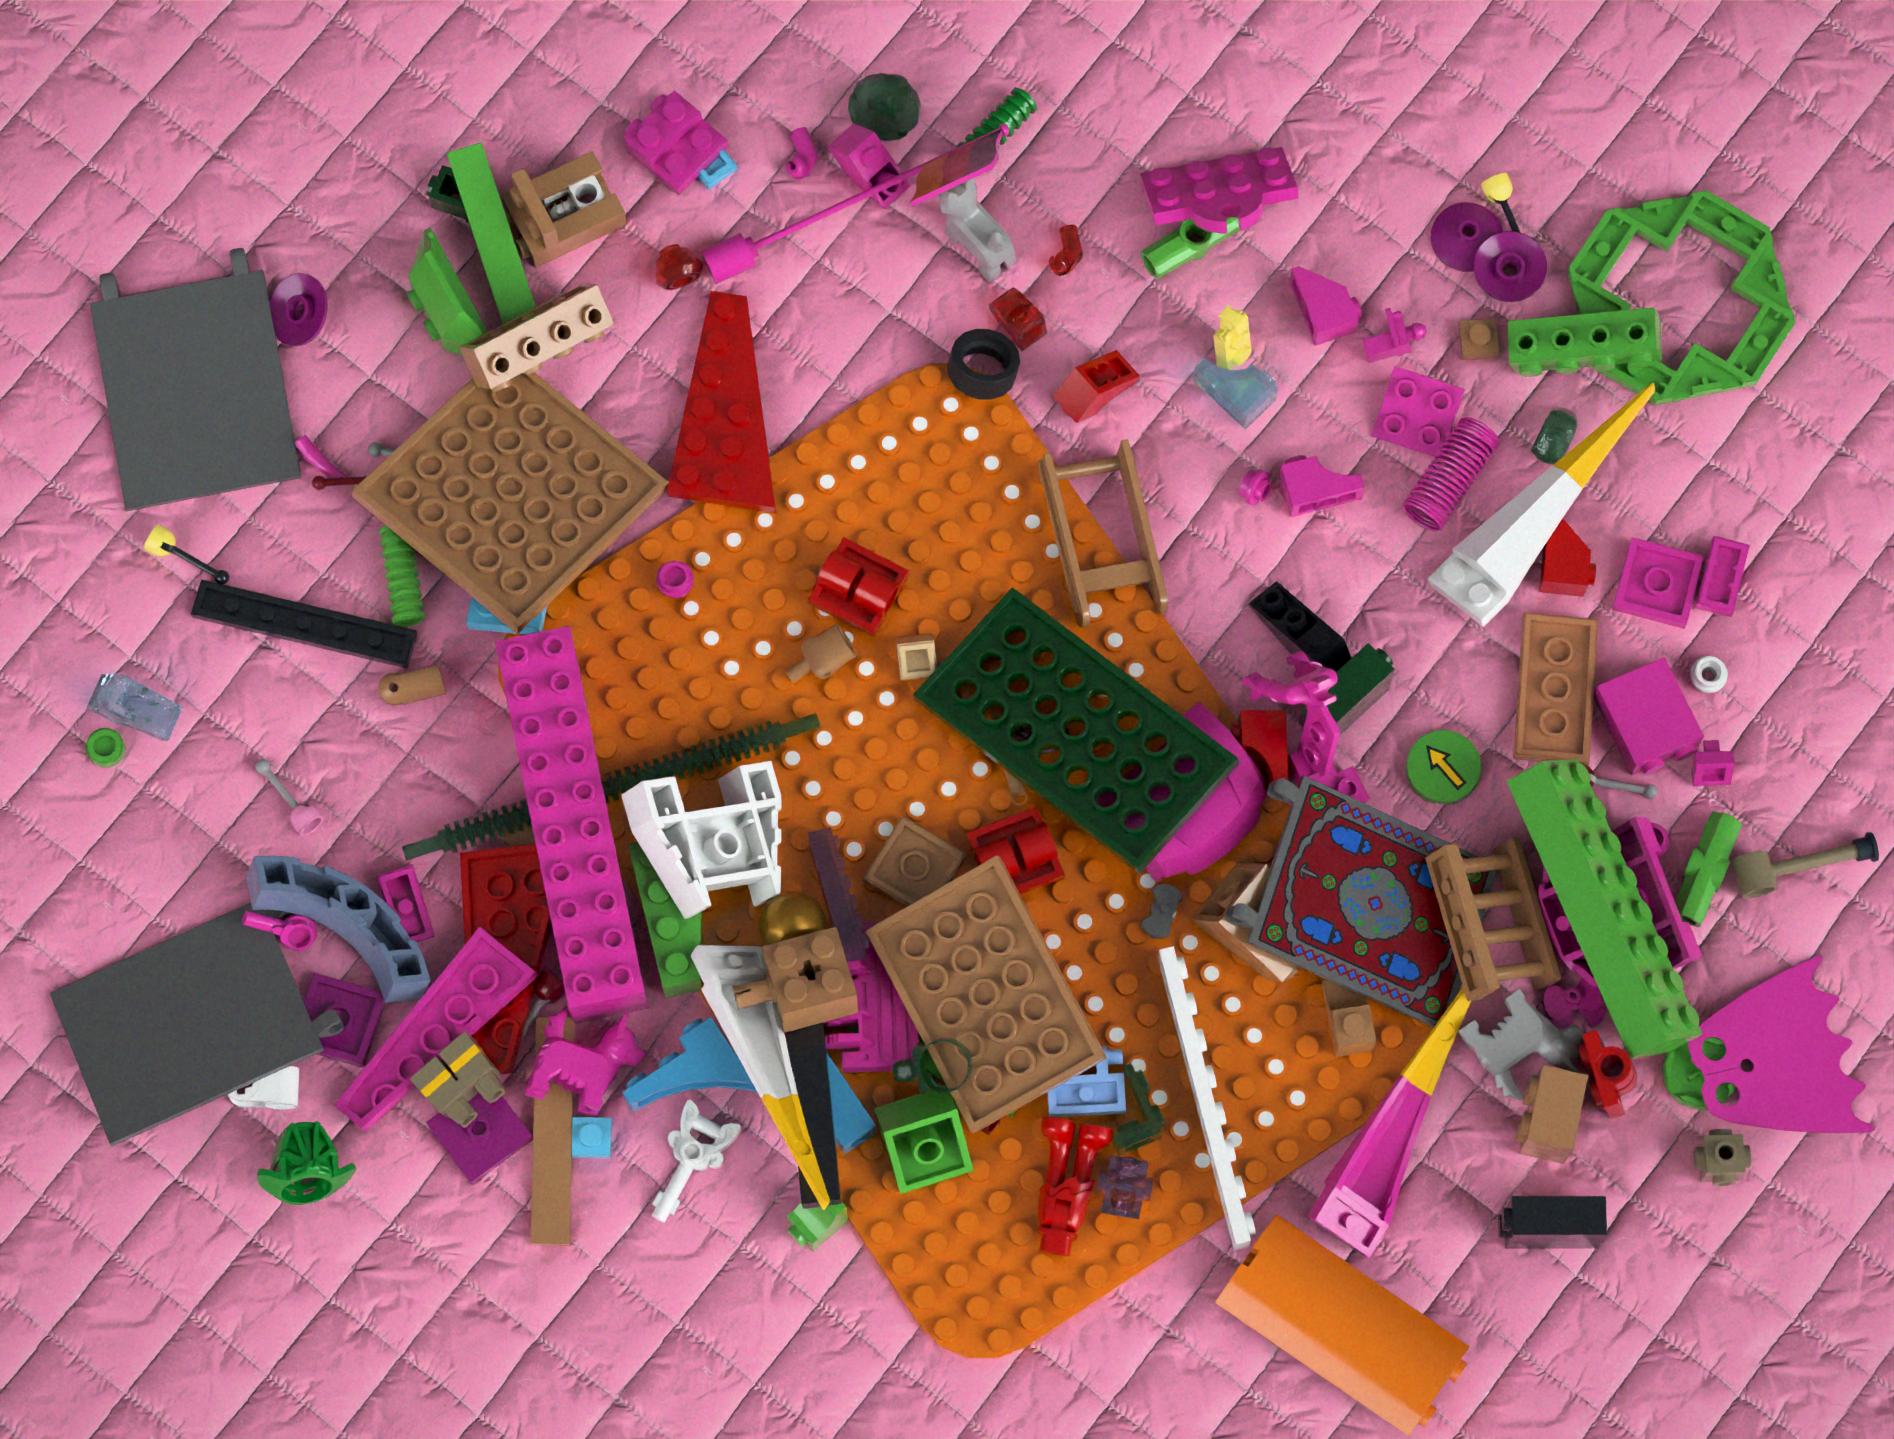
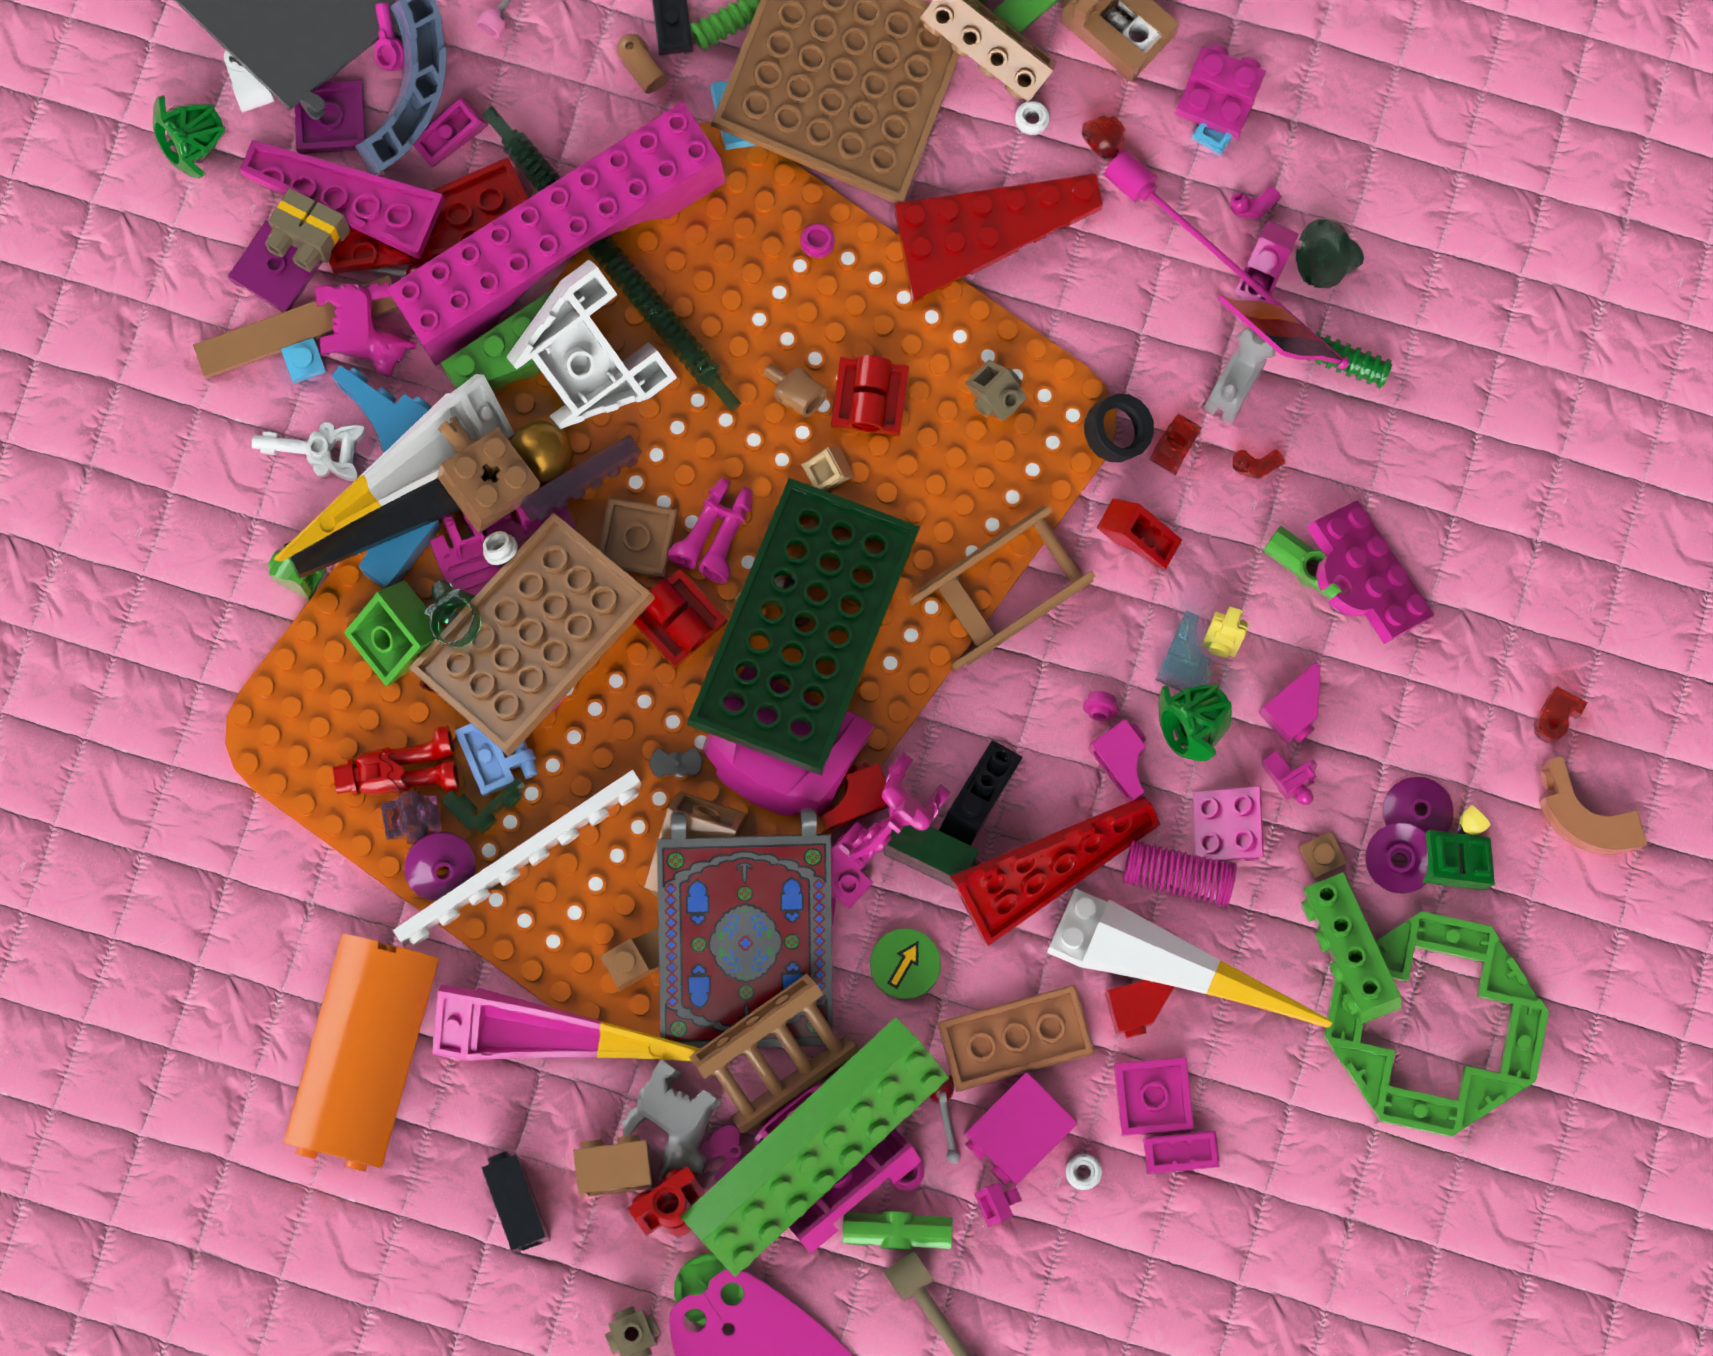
camera: 65 degrees right, 5 degrees up
(625, 320) = (1032, 108): none -> white plate
(873, 998) = (499, 548): none -> white plate
(903, 462) = (996, 390): none -> dark tan brick
(952, 817) = (714, 563): none -> dark pink piece
(1172, 1180) = (435, 851): none -> magenta dish
(1303, 388) = (1203, 713): none -> green piece
(1407, 618) = (1026, 879): none -> red wing
(1420, 74) = (1553, 717): none -> clear red leg
(1532, 214) = (1445, 864): none -> green piece
(1534, 96) = (1582, 827): none -> nougat arch
(1555, 435) = (1257, 955): clear green hair -> none

